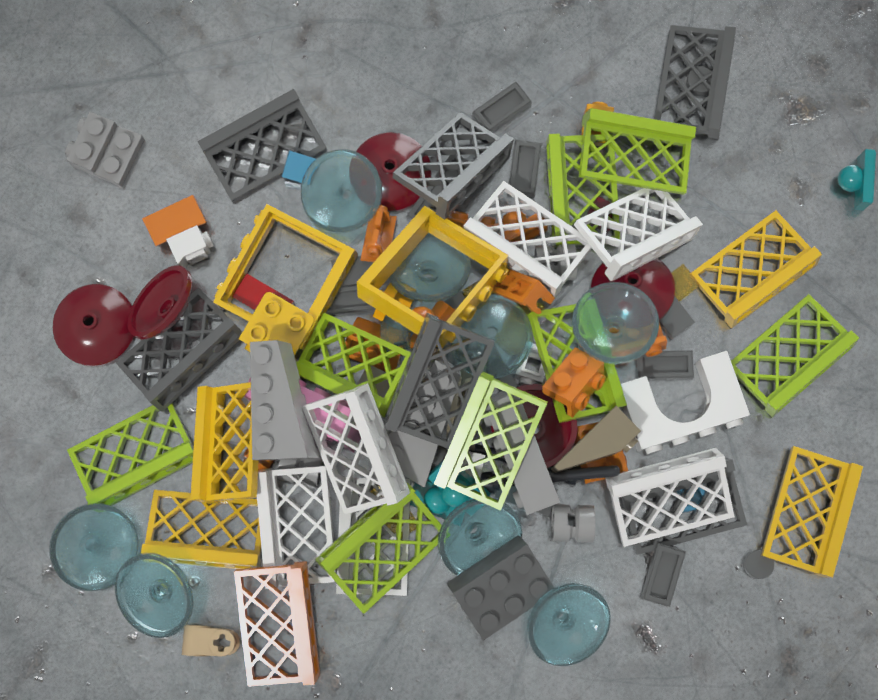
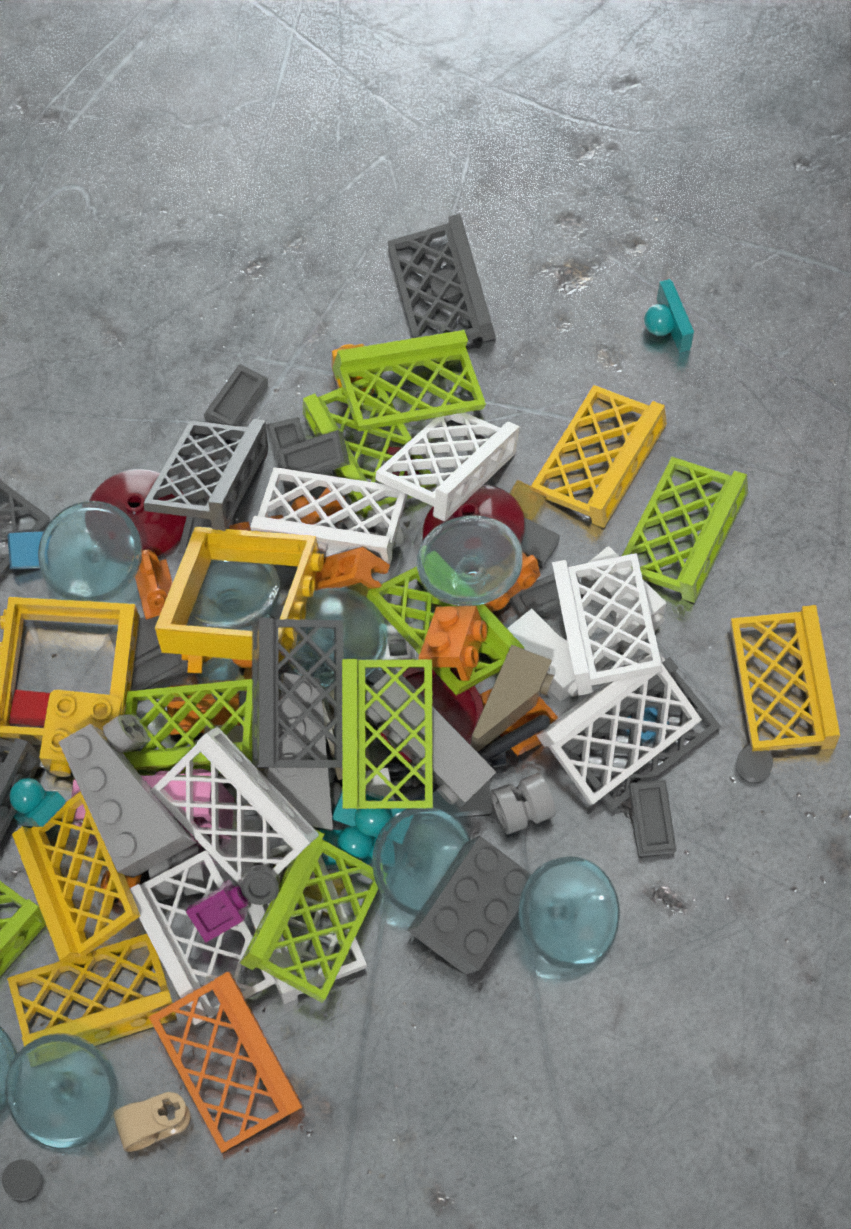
camera: 25 degrees left, 15 degrees down
(105, 641) = (21, 1180): none -> dark grey tile
(222, 372) = (34, 803): none -> teal tile
(304, 351) = (125, 733): none -> light grey beam
(315, 517) = (218, 911): none -> magenta bracket
(352, 510) = (260, 885): none -> dark grey tile
(538, 184) = (316, 454): none -> dark grey tile
(671, 414) = (578, 632): none -> white fence

